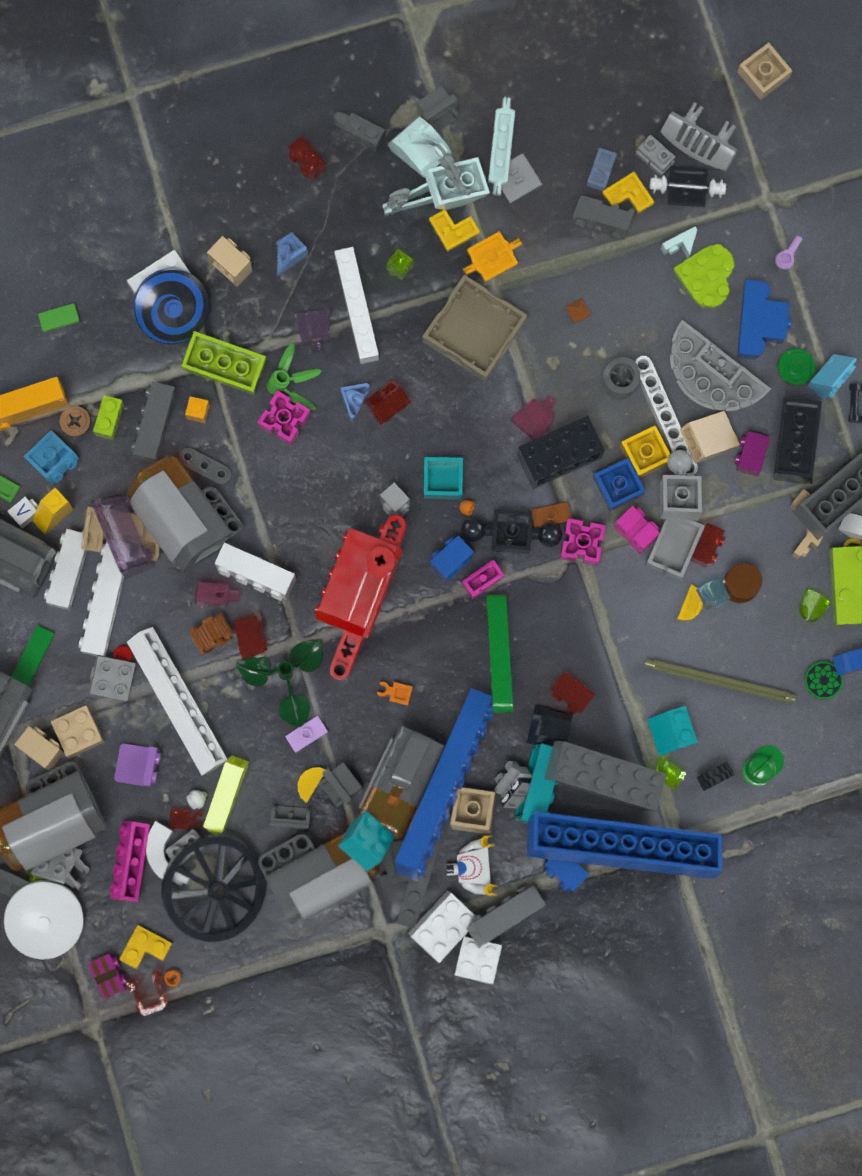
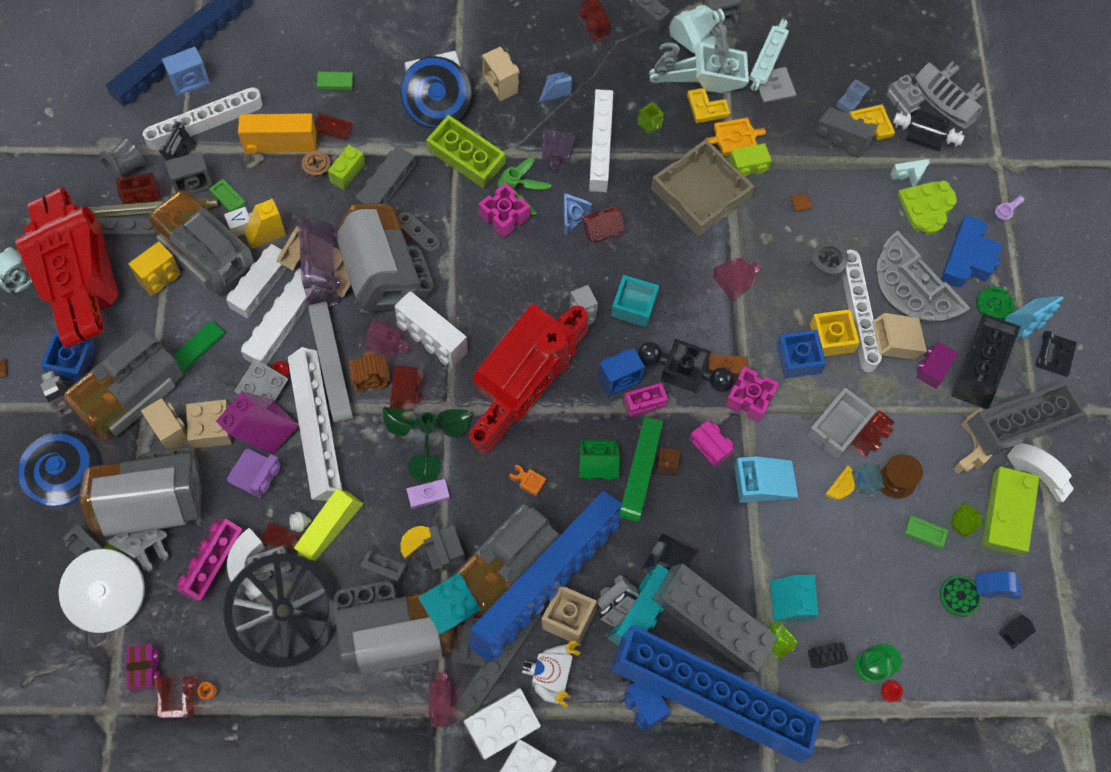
camera: 15 degrees right, 15 degrees down
(51, 457) = (283, 185): dark azure plate -> none
(76, 373) = (333, 126): none -> clear red plate
(128, 720) = (257, 422): none -> magenta slope
(142, 942) = (191, 645): yellow plate -> none
(168, 632) = (330, 362): none -> light grey beam
(197, 409) = (428, 183): light orange brick -> none
(384, 929) = (440, 701): none -> clear pink torso
(455, 651) = (599, 459): none -> green slope
(466, 507) = (649, 334): orange hinge -> none
(505, 916) = (569, 731): dark grey brick -> none
(514, 281) = (751, 159): none -> lime brick
(521, 635) = (668, 462): none -> reddish brown brick
(557, 602) = (712, 443): none -> dark pink brick
(560, 452) = (753, 308): black brick -> none
(571, 693) = (702, 531): clear red brick -> none
(617, 623) = (764, 479): none -> medium azure slope
(636, 529) = (807, 397): dark pink brick -> none
(679, 484) = (860, 370): light grey brick -> none
(720, 681) = (855, 565): olive piece -> none
(764, 71) = (1019, 58): tan brick -> none
(779, 627) = (926, 532): none -> bright green tile
(780, 789) = (891, 691): none -> red tile

